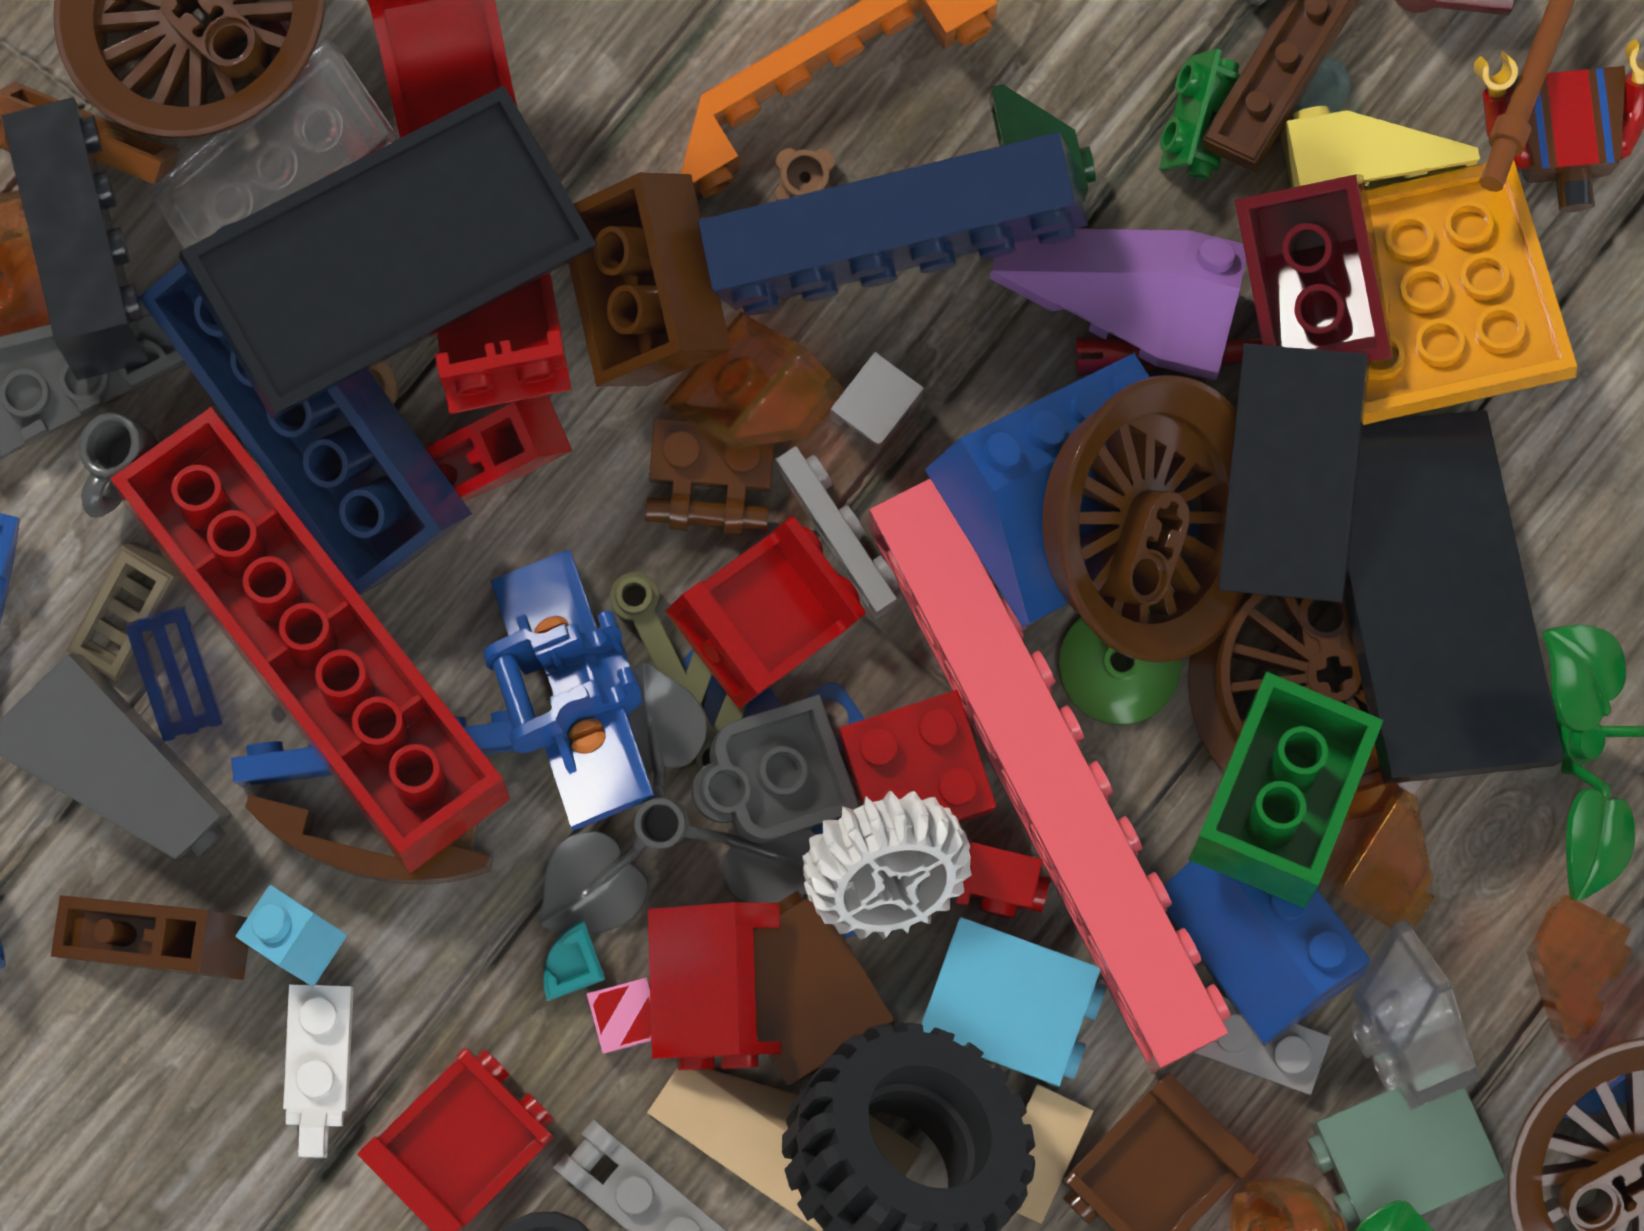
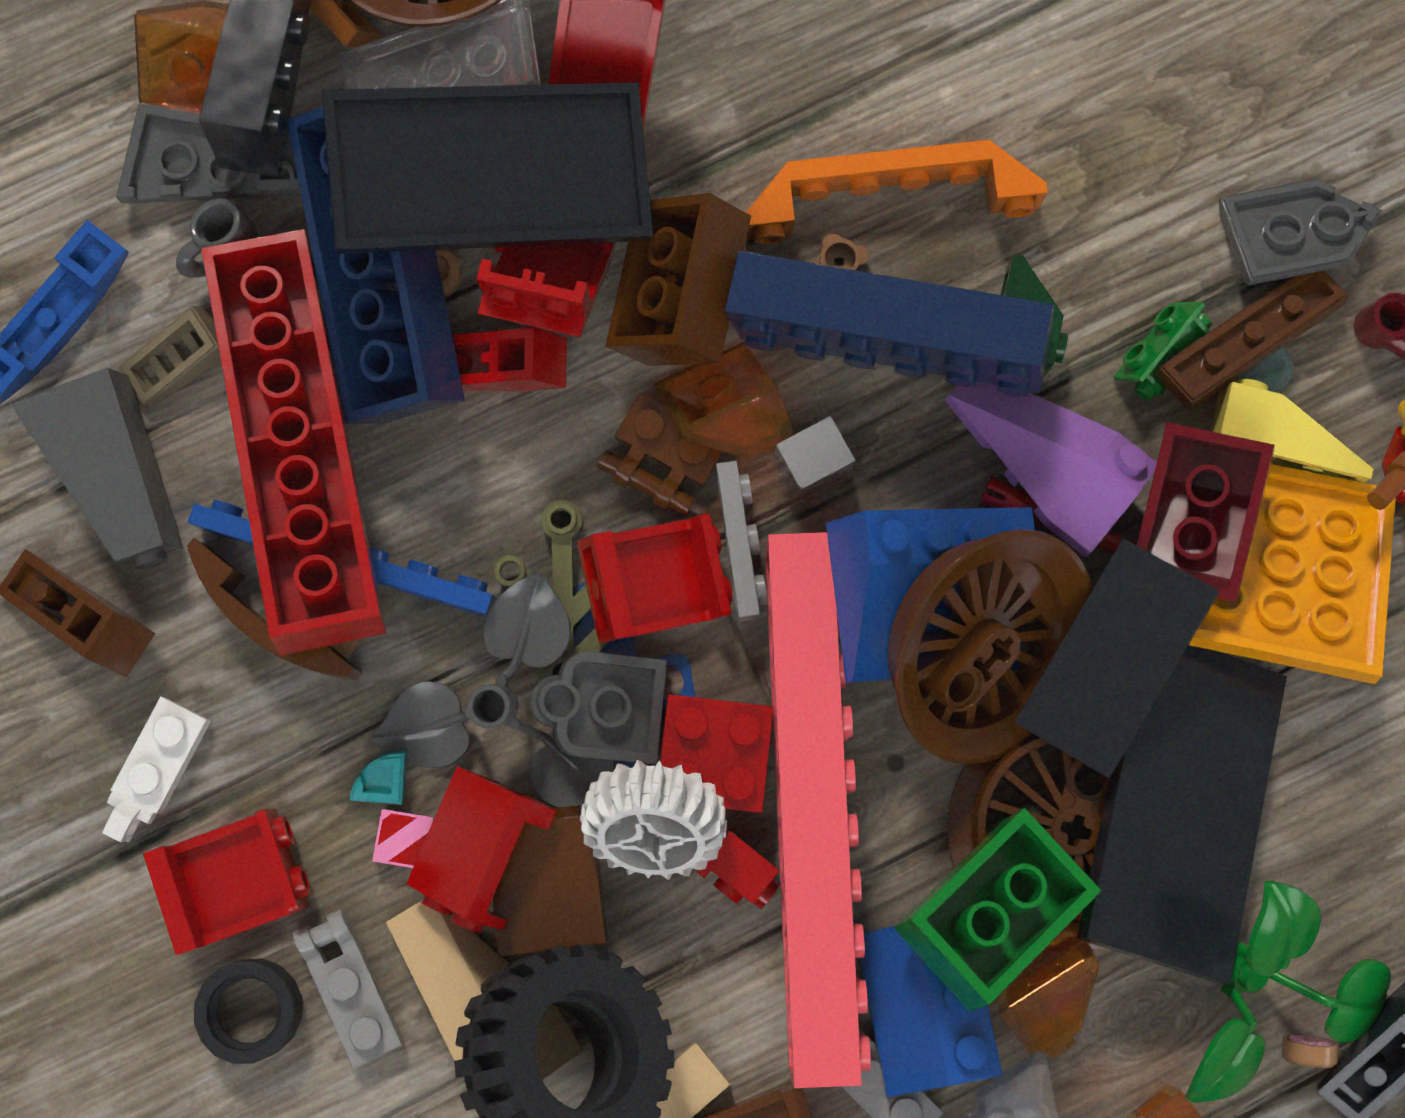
camera: 25 degrees right, 0 degrees up
(190, 722) = (167, 417): clear blue tile -> none
(291, 935) = (176, 660): medium azure brick -> none
(591, 682) = (493, 572): blue piece -> none
(1014, 1001) = (705, 971): medium azure panel -> none
(1110, 694) = (889, 760): bright green dish -> none

